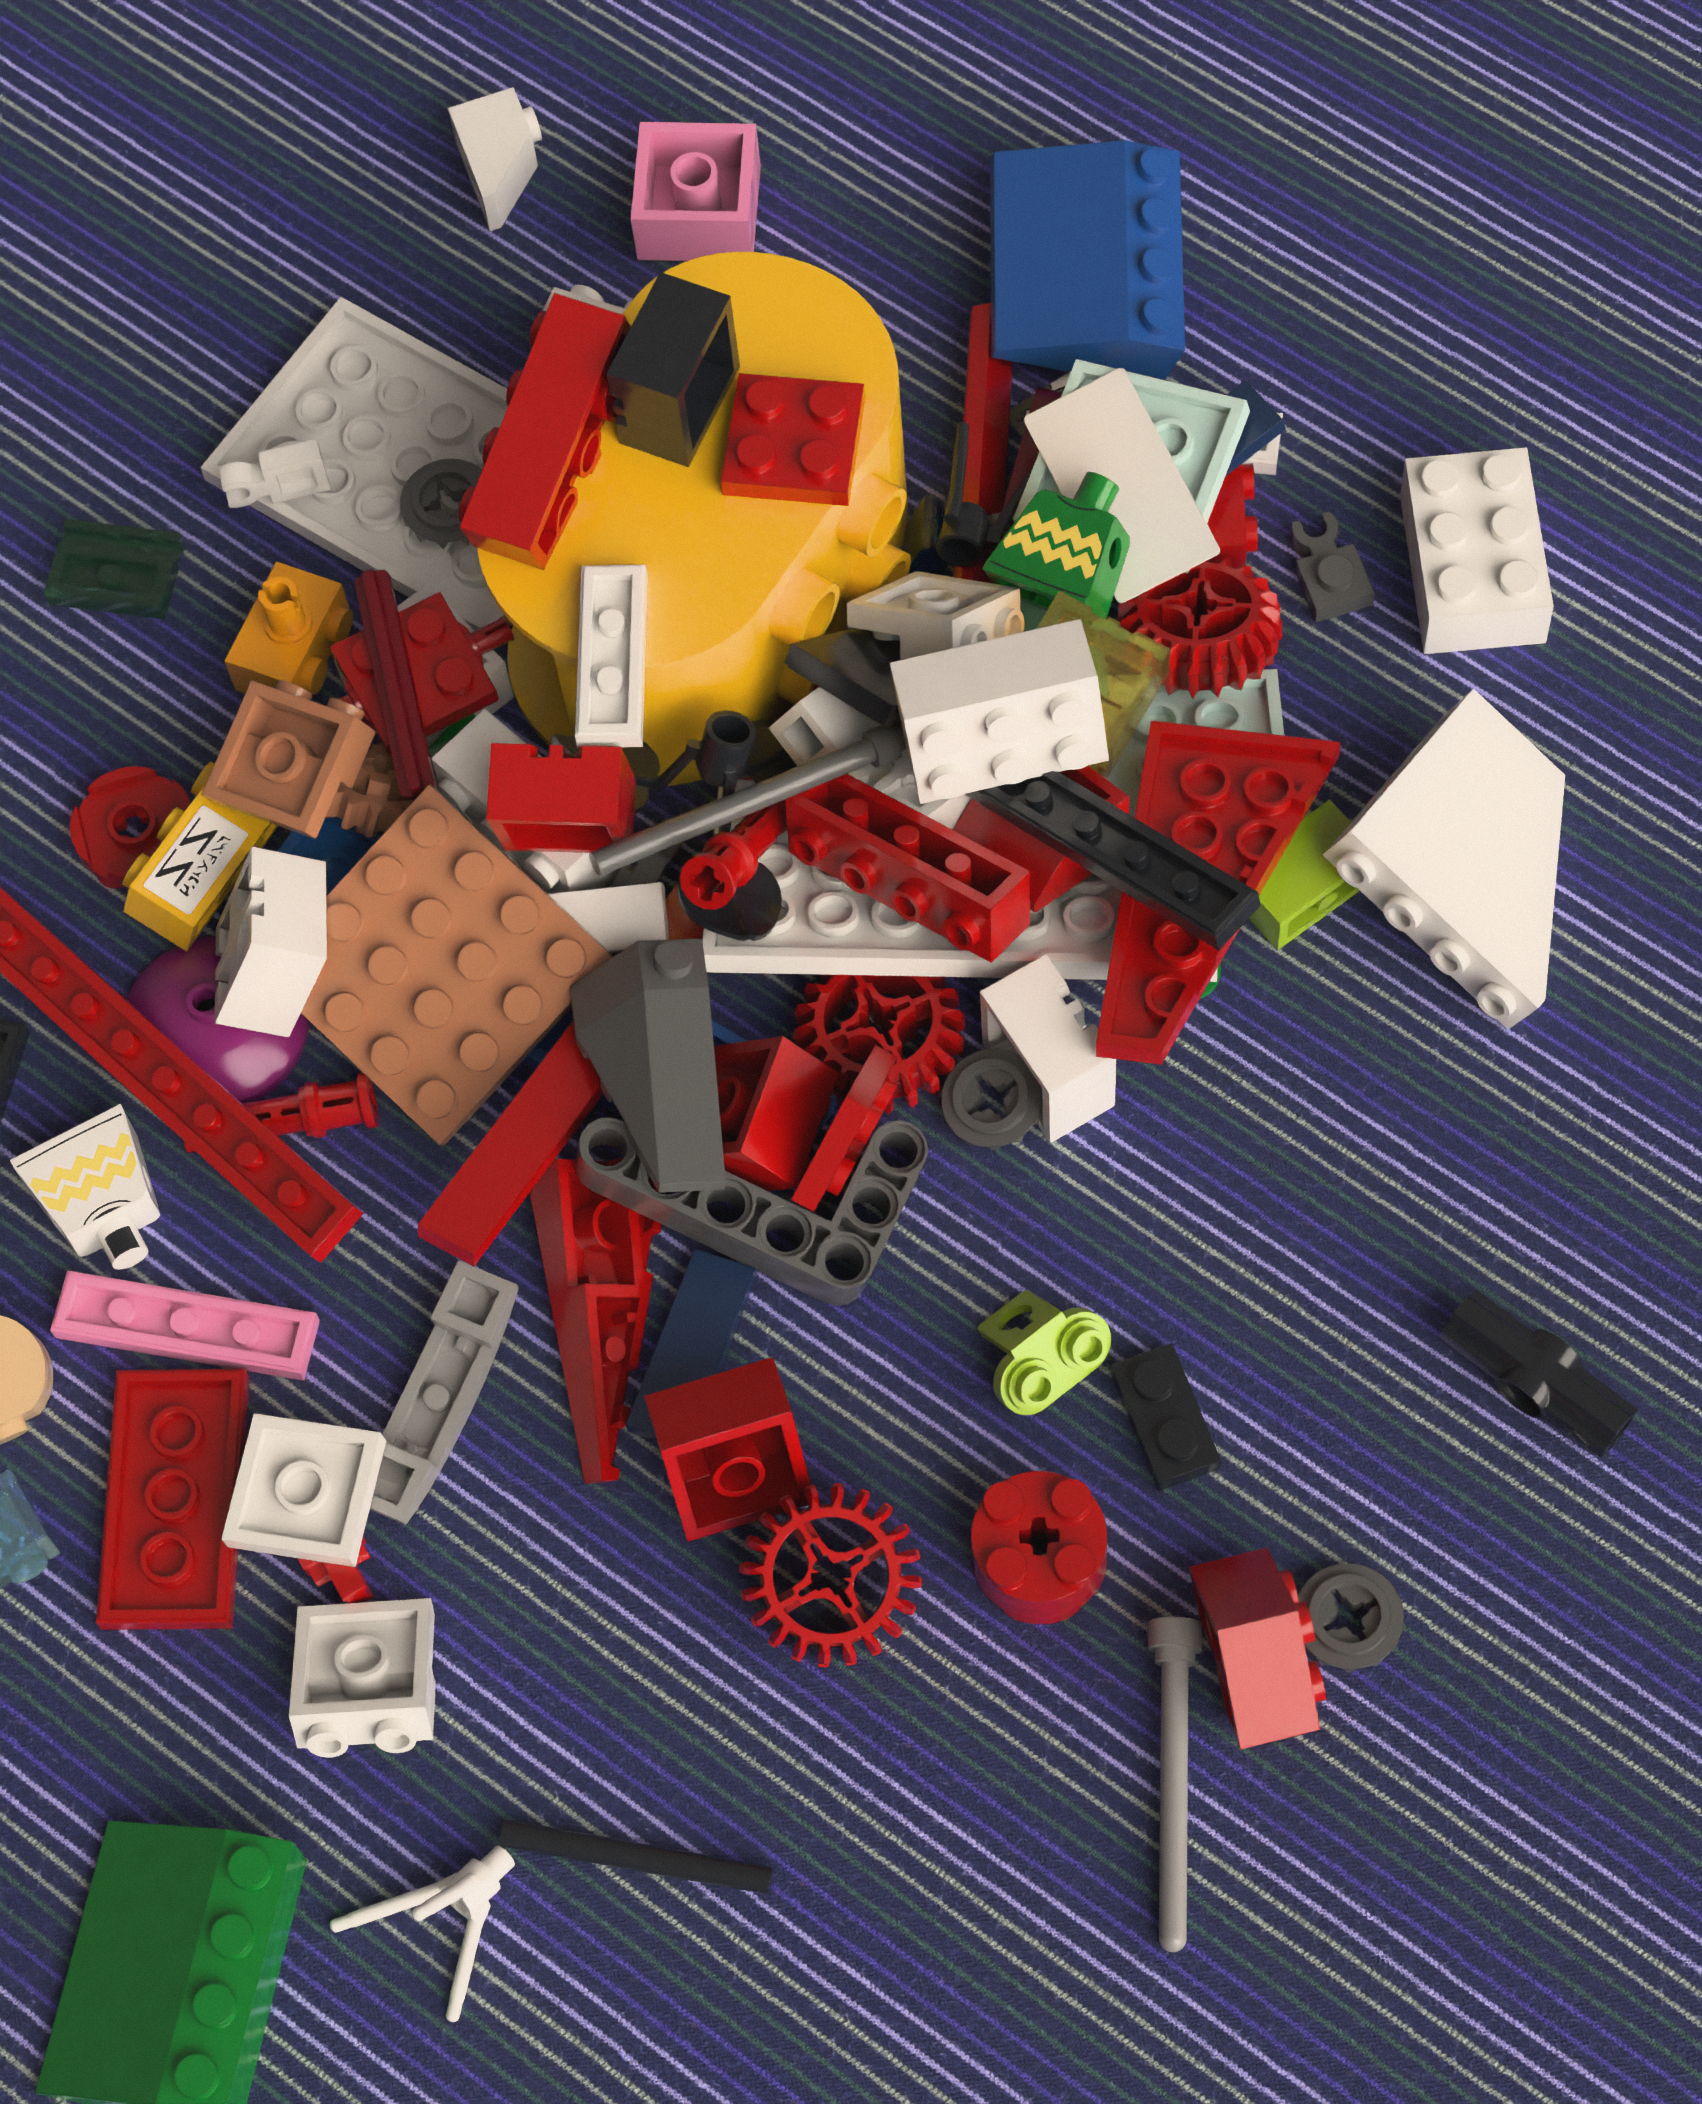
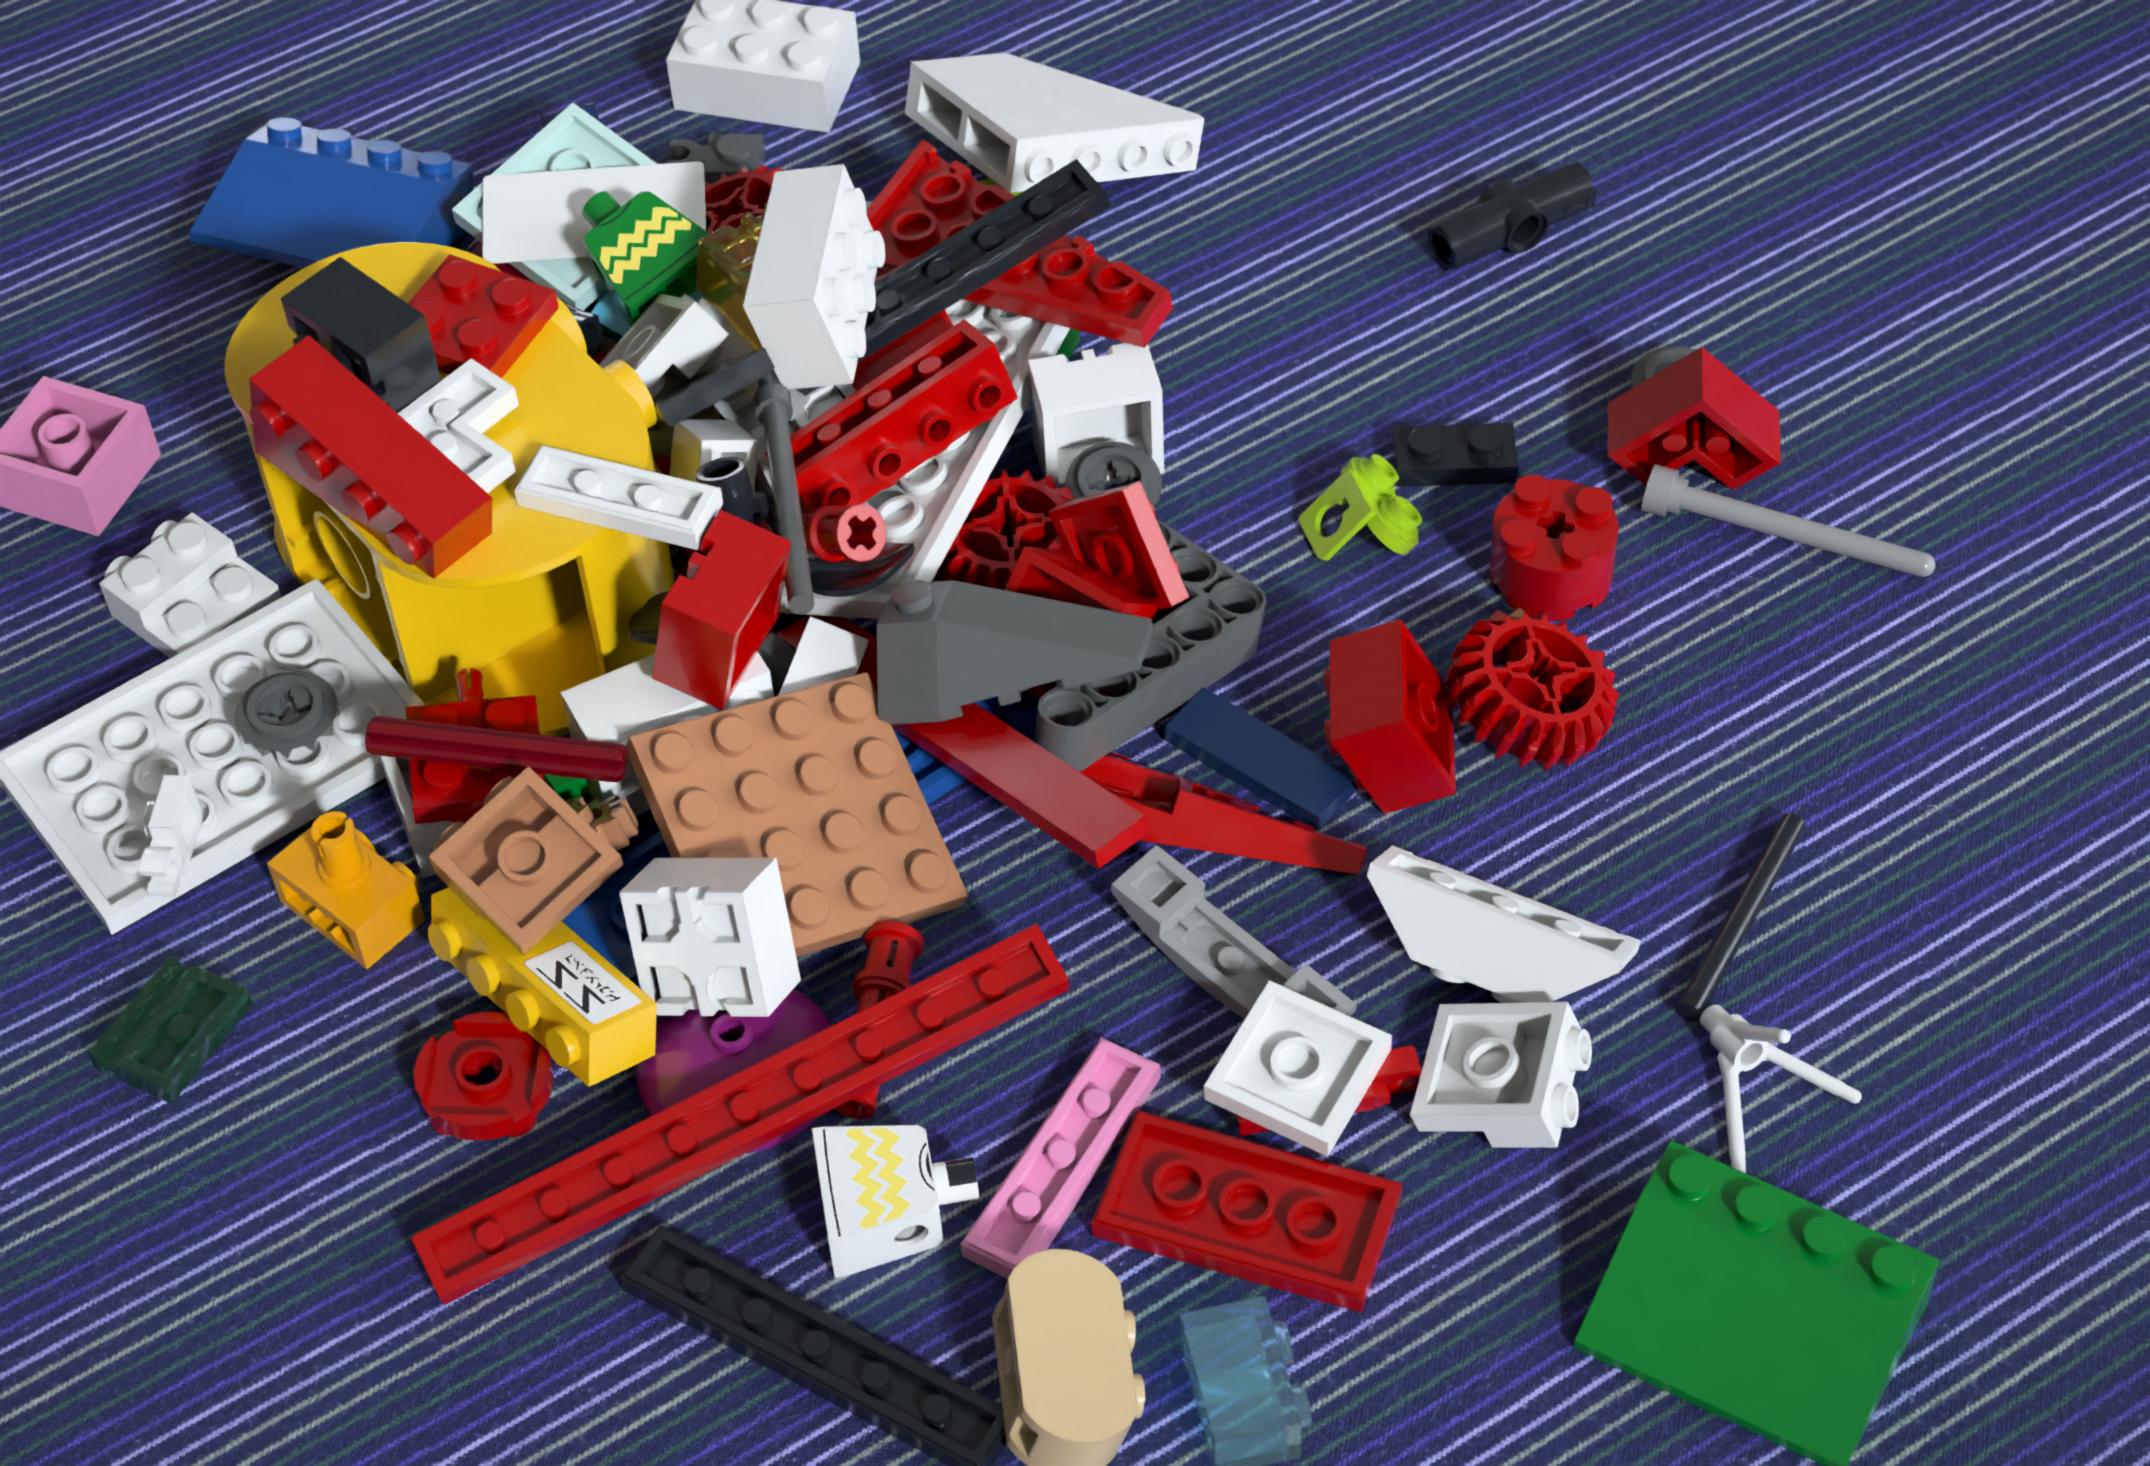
camera: 75 degrees left, 15 degrees down
(527, 1624) = (1492, 934): none -> white wedge
(631, 472) = (457, 414): none -> white plate

